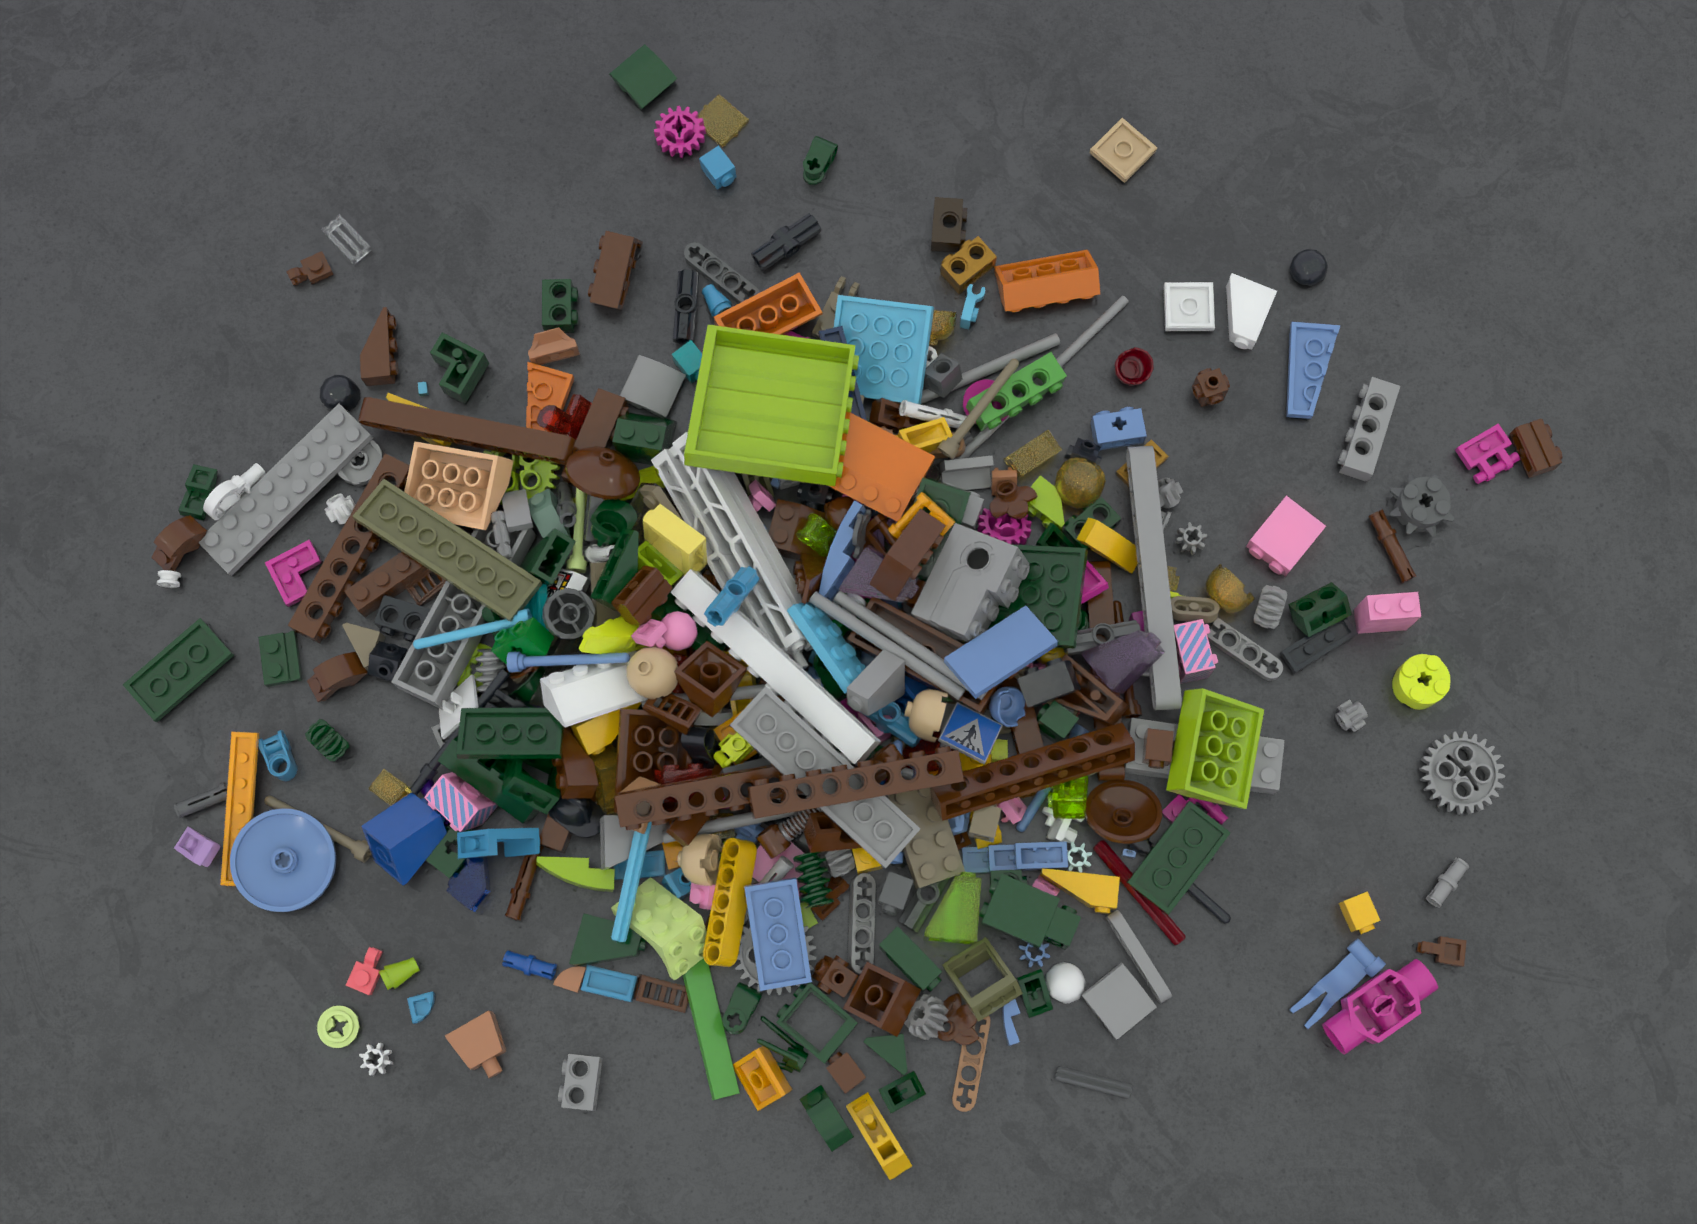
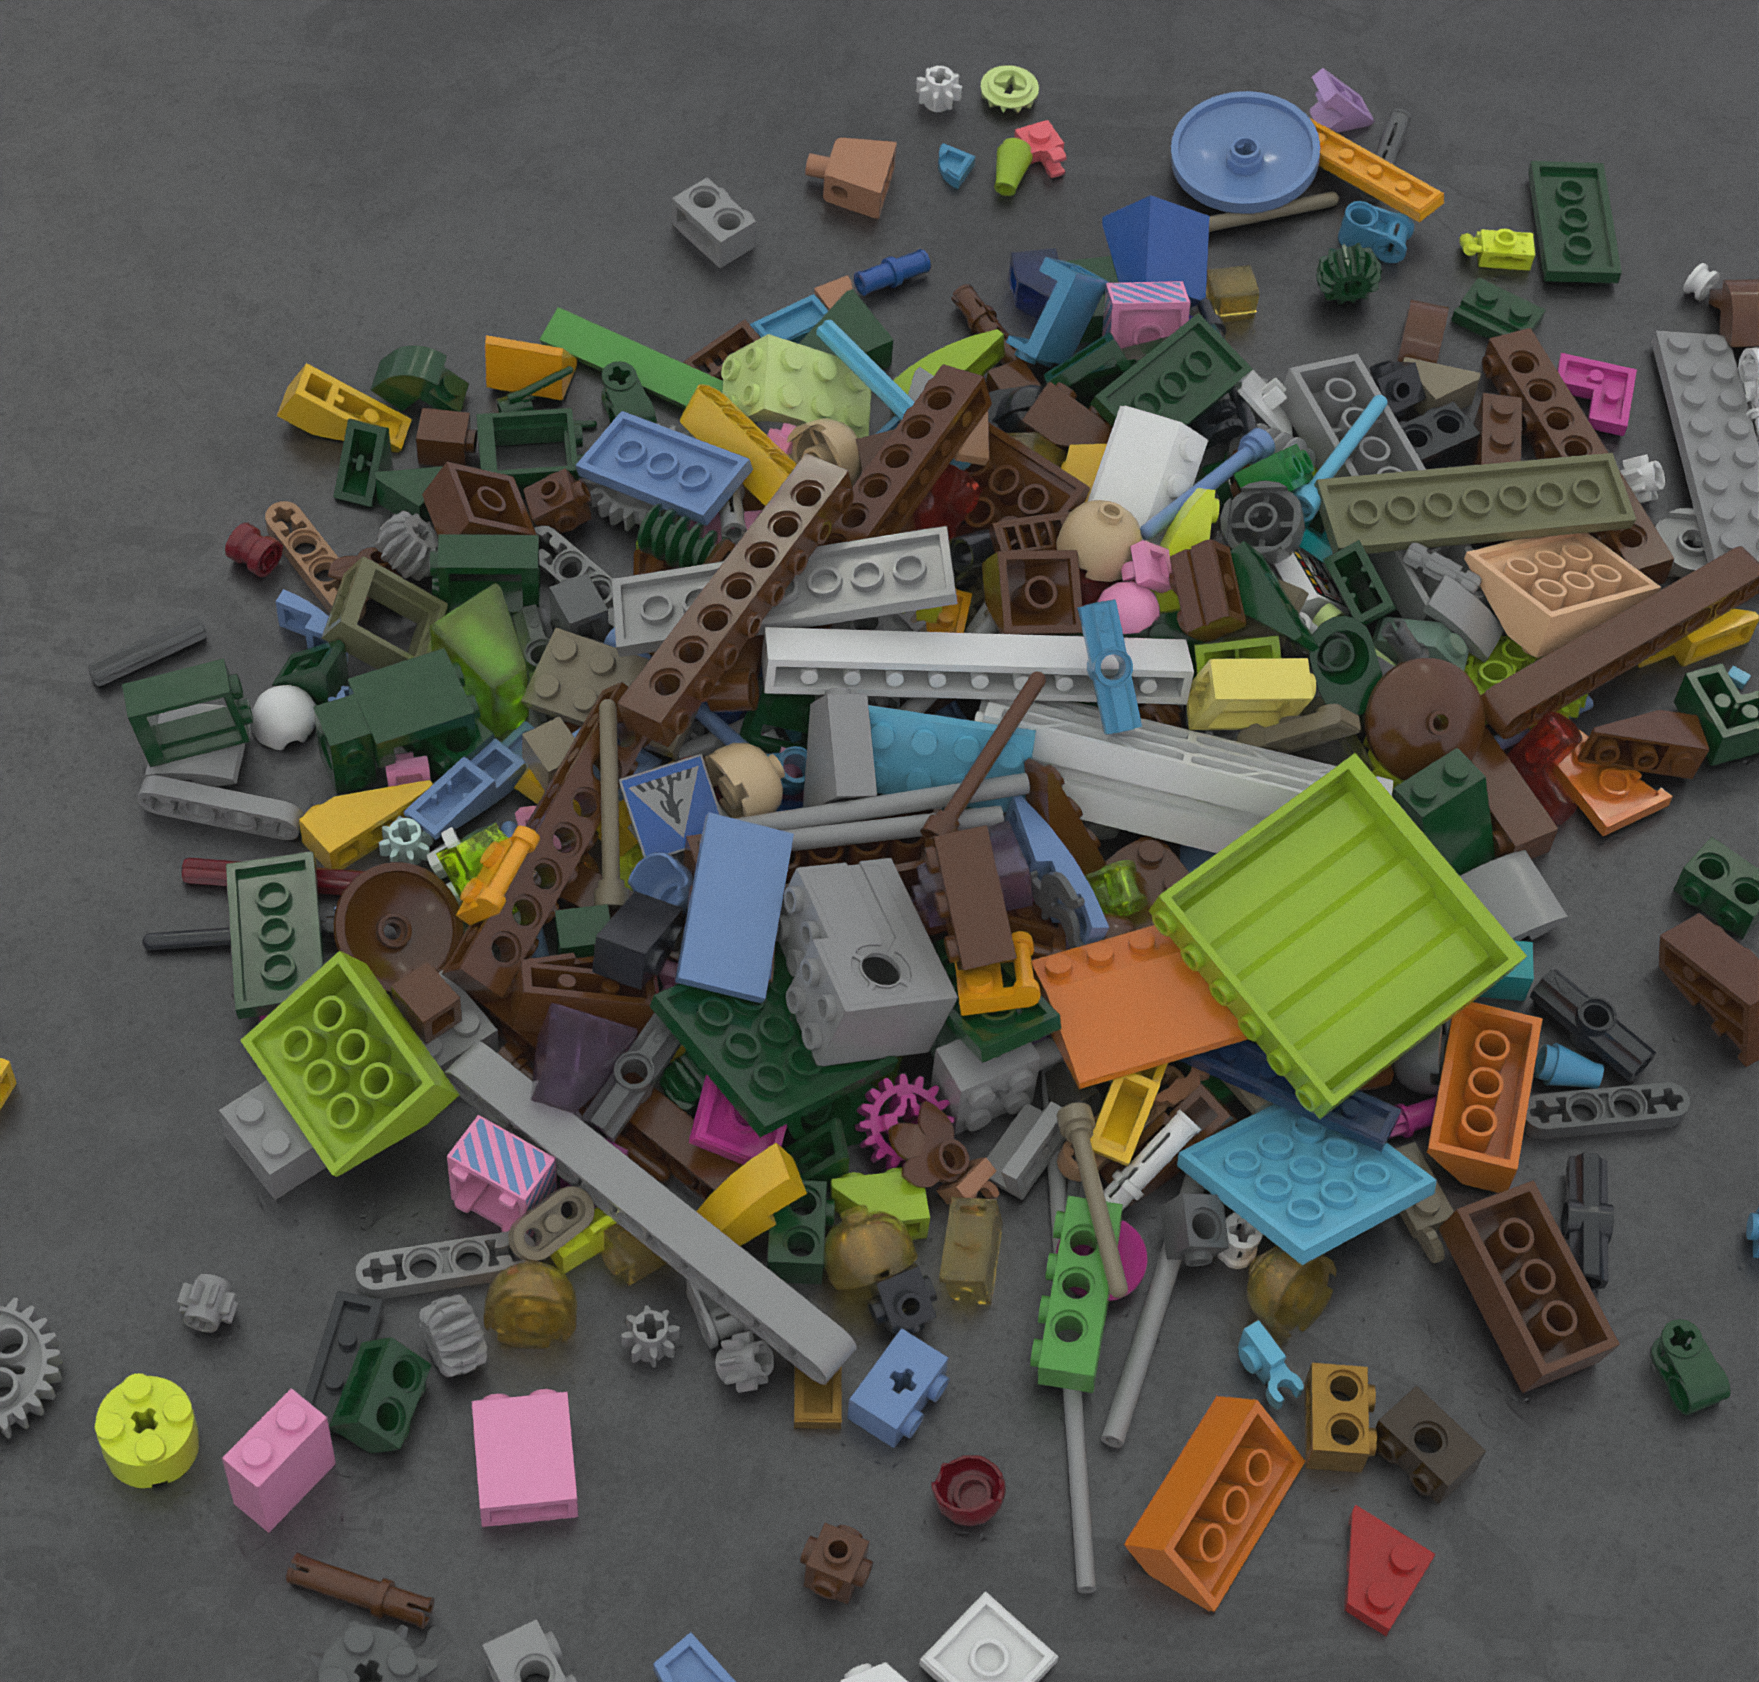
camera: 125 degrees right, 20 degrees down
(232, 692) = (1500, 248): none -> neon yellow piece
(507, 387) = (1649, 743): none -> reddish brown slope
(552, 346) = (1668, 836): nougat slope -> none
(846, 233) = (1528, 1286): none -> reddish brown brick
(874, 606) = (947, 820): none -> reddish brown piece
(996, 1092) = (251, 548): none -> dark red wheel
(1012, 204) = (1381, 1570): none -> red wing
(1029, 728) = (611, 887): none -> dark tan piece
(1081, 767) = (500, 861): none -> light orange plate
(1124, 1002) = (194, 733): none -> dark green window

